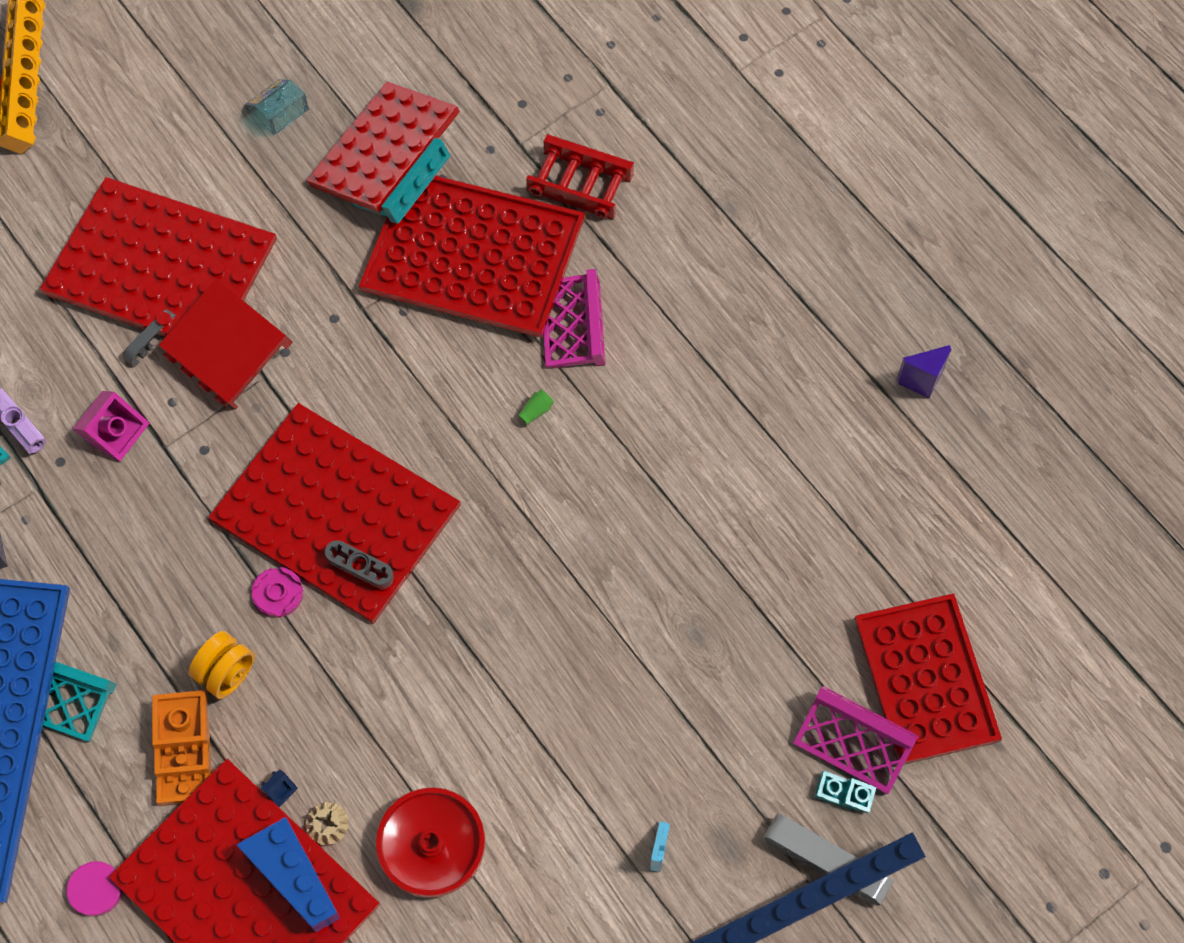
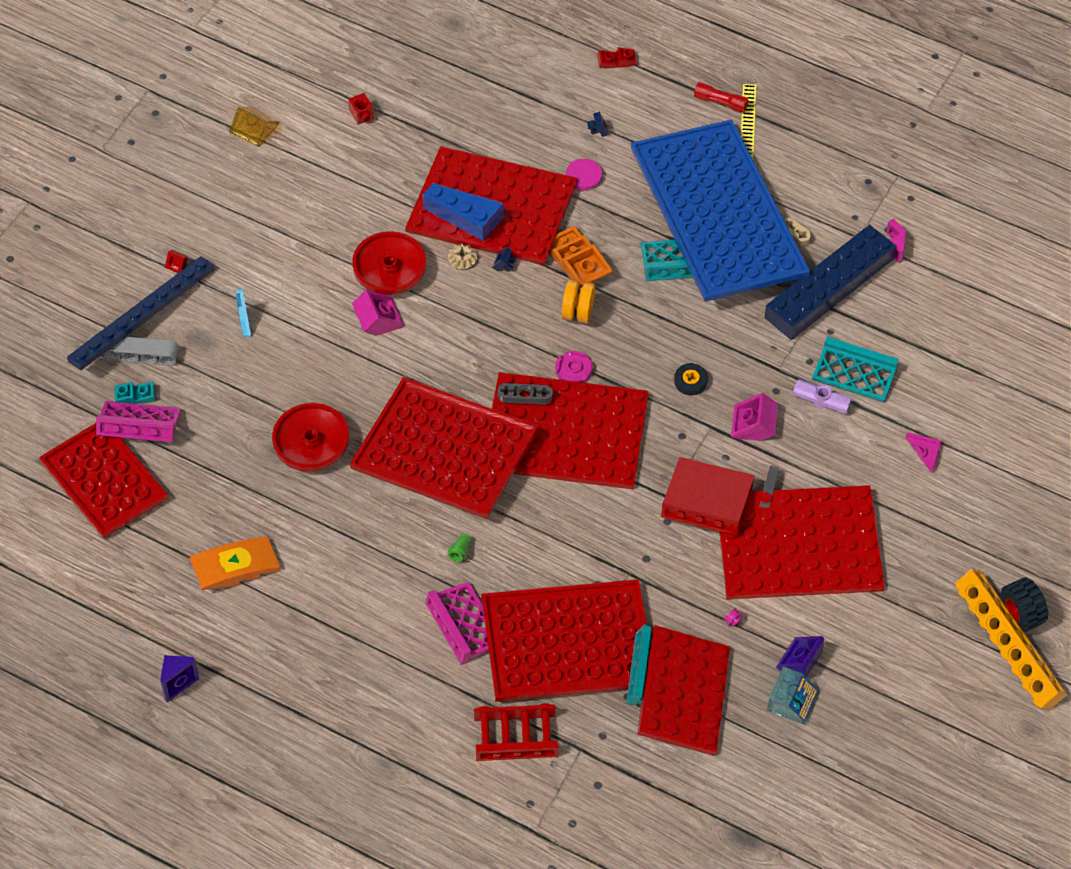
camera: 155 degrees right, 10 degrees down
(143, 524) = (694, 386): none -> black bush
(239, 136) = (802, 654): none -> dark purple slope
(283, 209) = (733, 617): none -> dark pink plate
(482, 772) = (377, 313): none -> dark pink slope
(492, 536) = (444, 447): none -> red plate
(648, 617) = (310, 437): none -> red dish
(806, 492) = (234, 563): none -> orange slope

